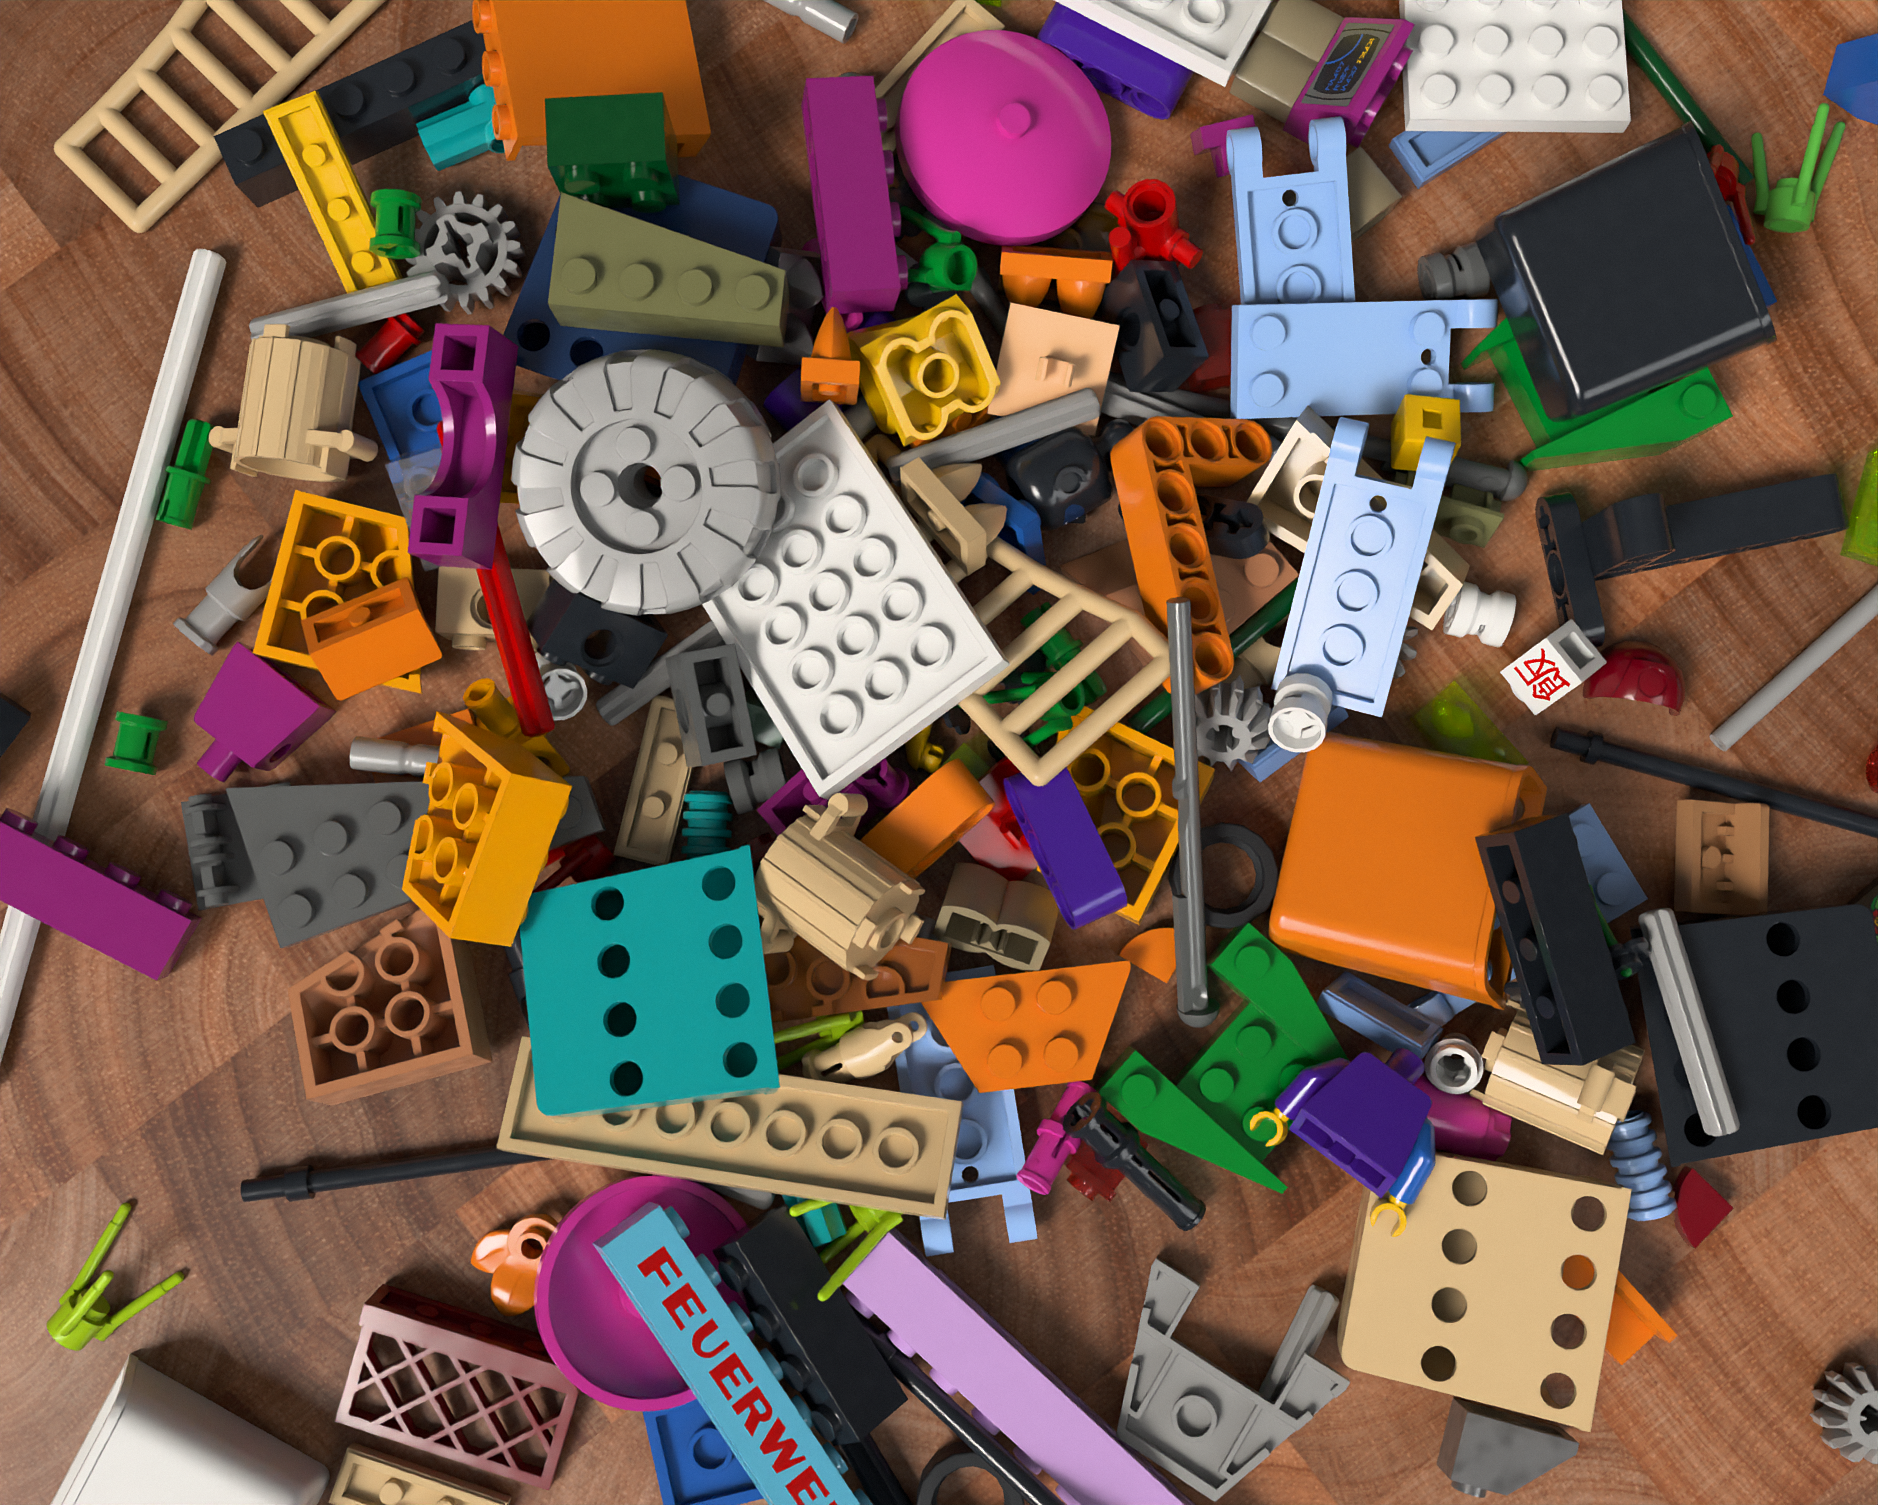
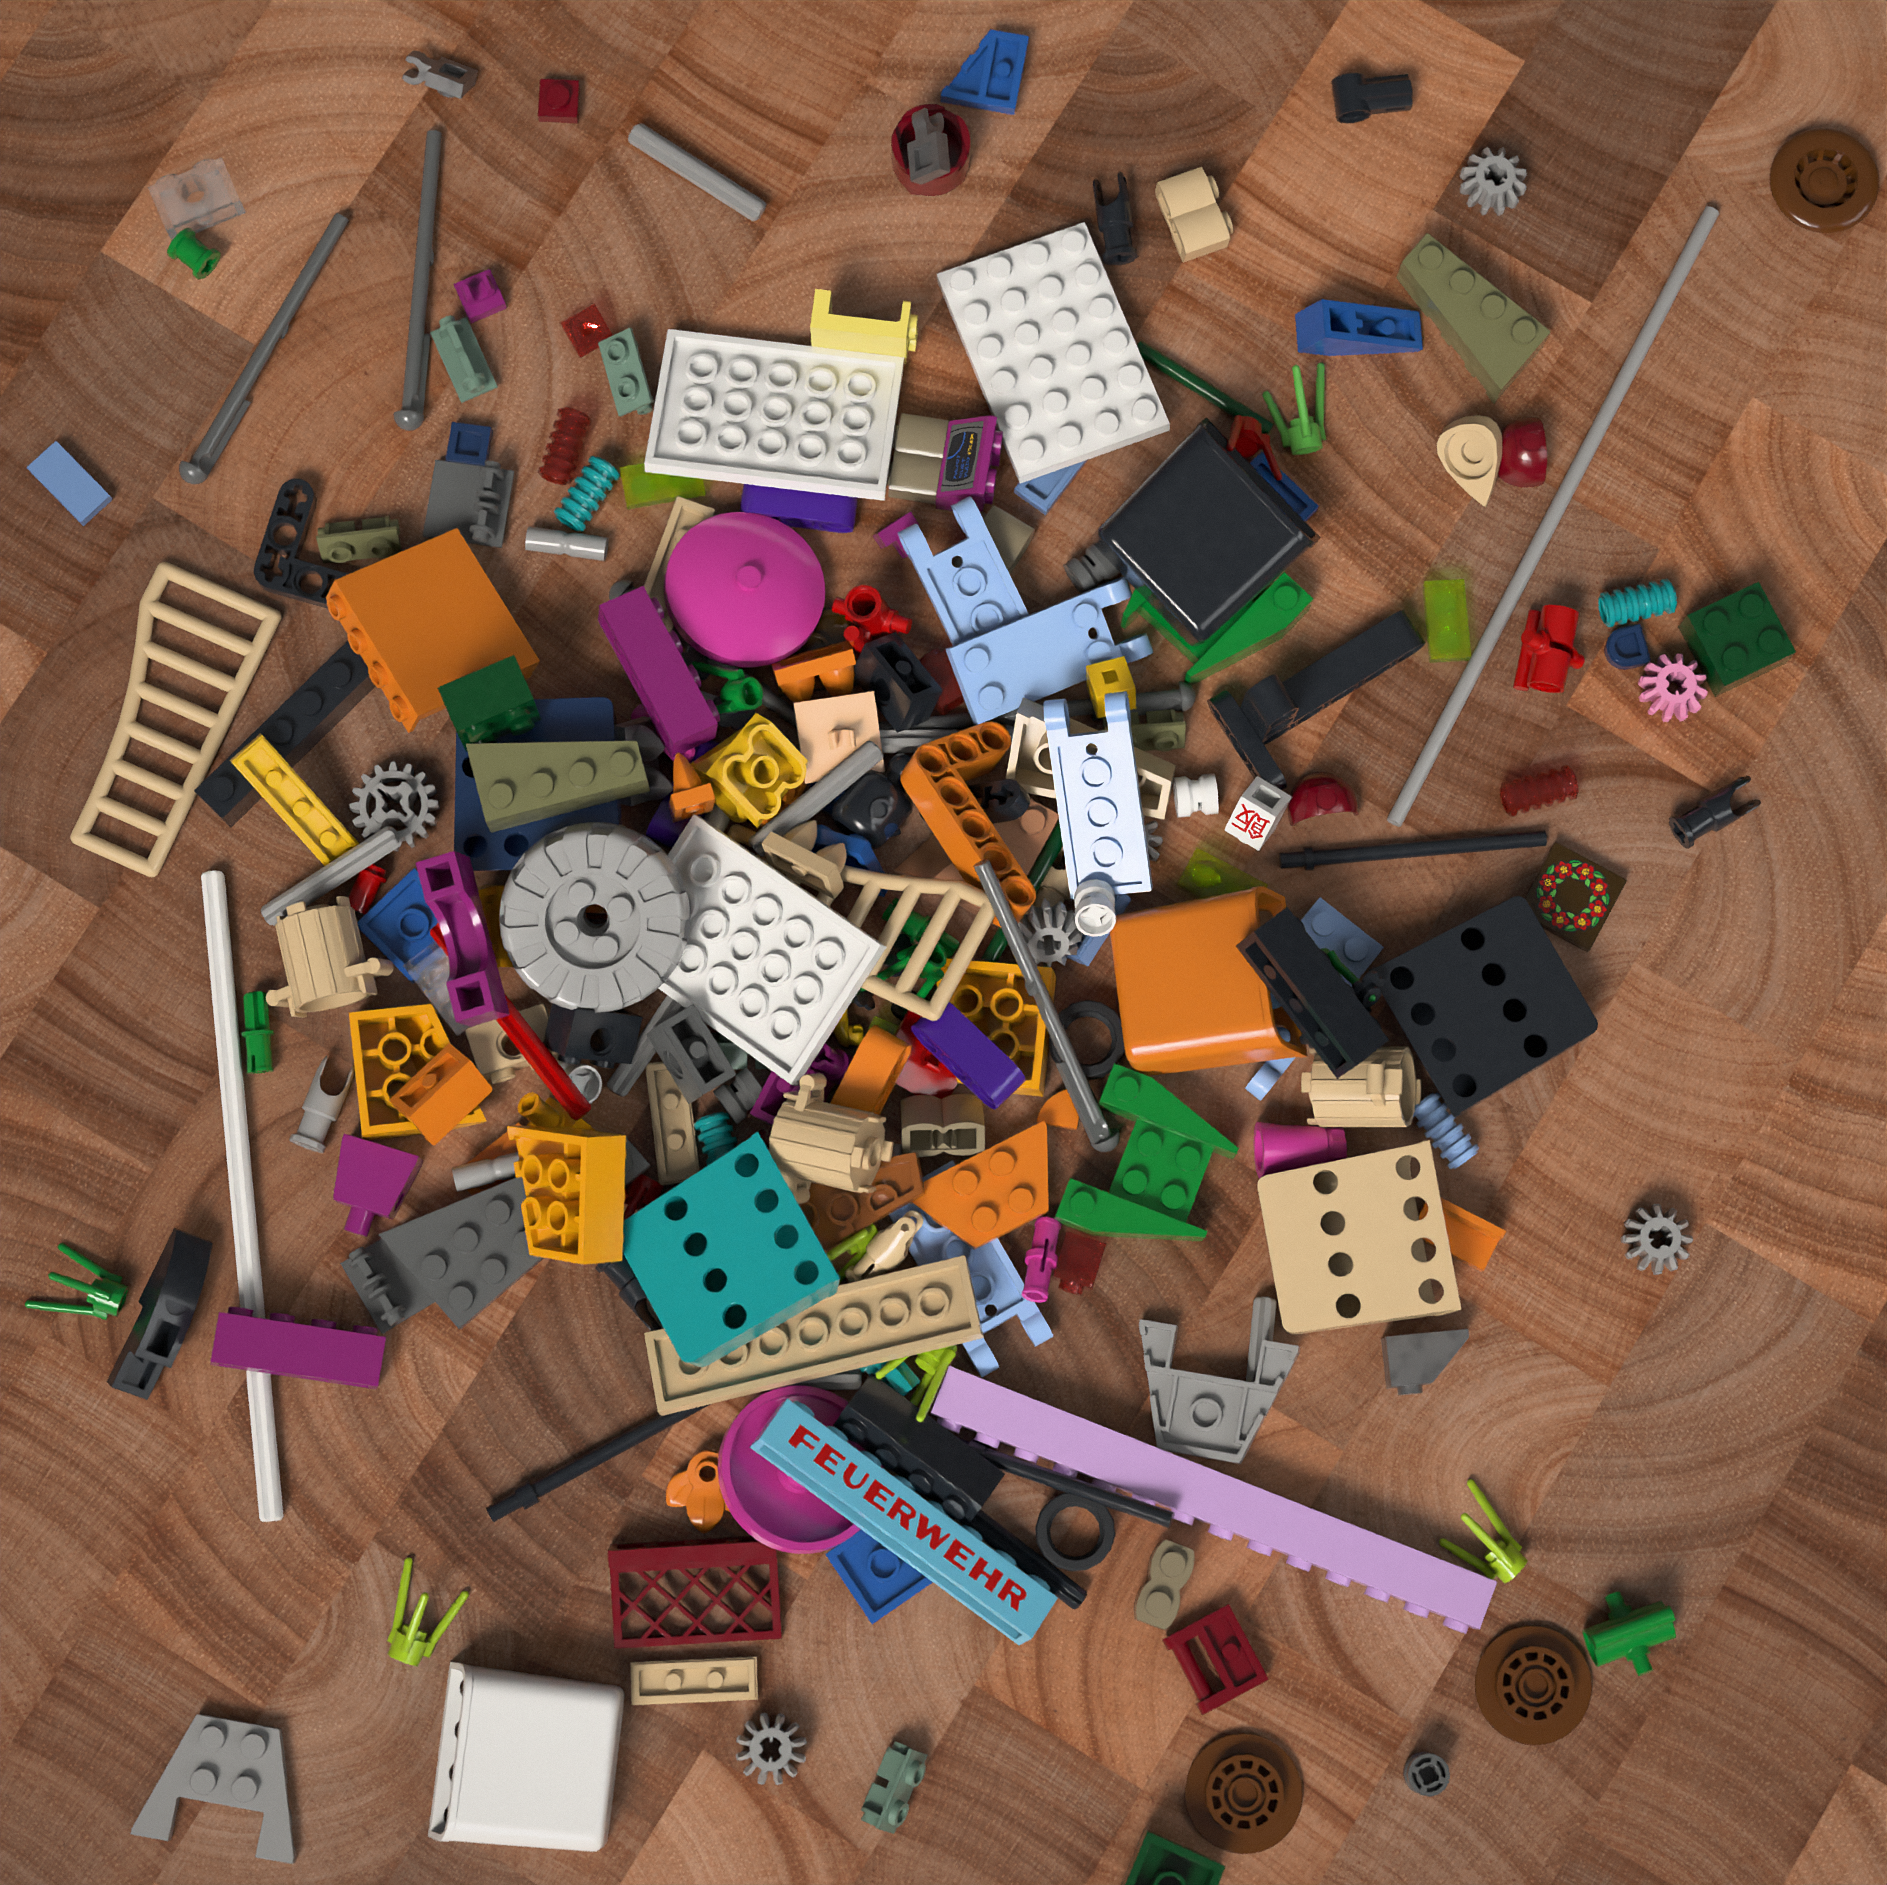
camera: 25 degrees left, 5 degrees down
(136, 743) = (294, 1233): green bush -> none
(389, 1014) = (548, 1348): nougat wedge -> none
(395, 223) = (344, 804): green bush -> none
(461, 130) = (363, 719): teal piece -> none
(1119, 1148) = (1084, 1249): black pin -> none
(1365, 1122) = (1237, 1163): dark purple torso -> none
(1378, 1016) = (1228, 1095): medium blue tile -> none
(1451, 1074) = (1285, 1115): white cone -> none
(1689, 1022) = (1427, 1015): light grey axle -> none
(1698, 1207) = (1496, 1144): dark red tile -> none
(1721, 857) = (1420, 899): medium nougat bracket -> none

